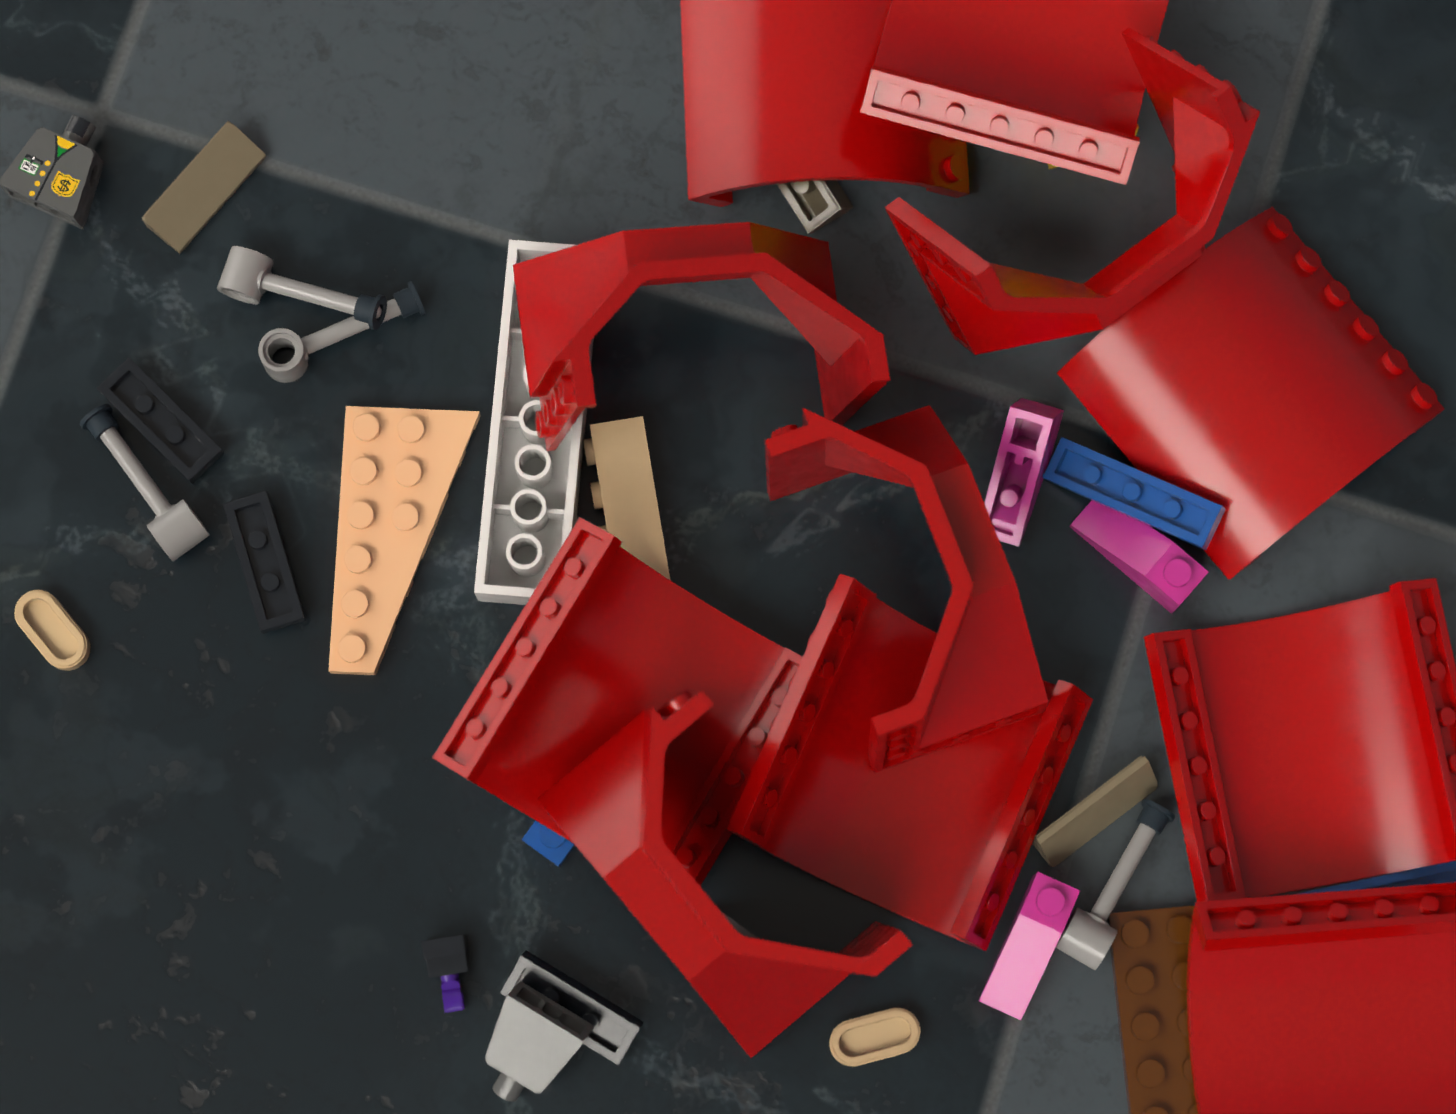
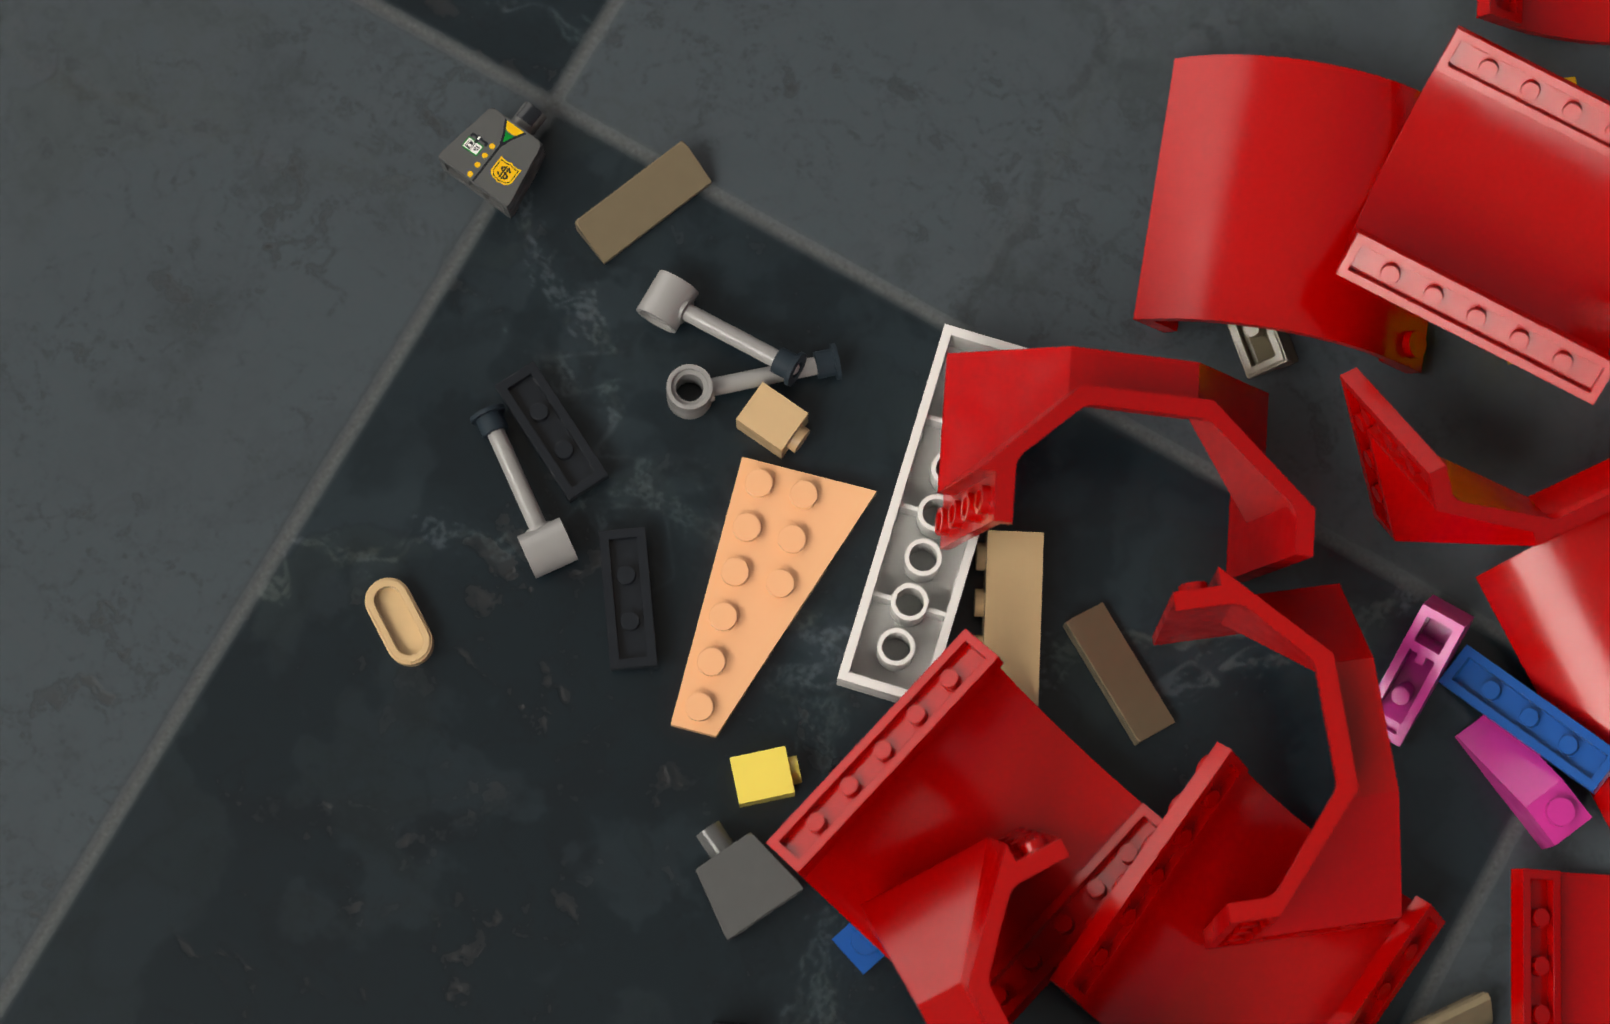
camera: 10 degrees right, 0 degrees up
(368, 366) = (773, 421): none -> tan brick
(425, 802) = (742, 879): none -> dark grey torso
(426, 700) = (765, 776): none -> light yellow brick
(742, 534) = (1118, 673): none -> dark tan slope

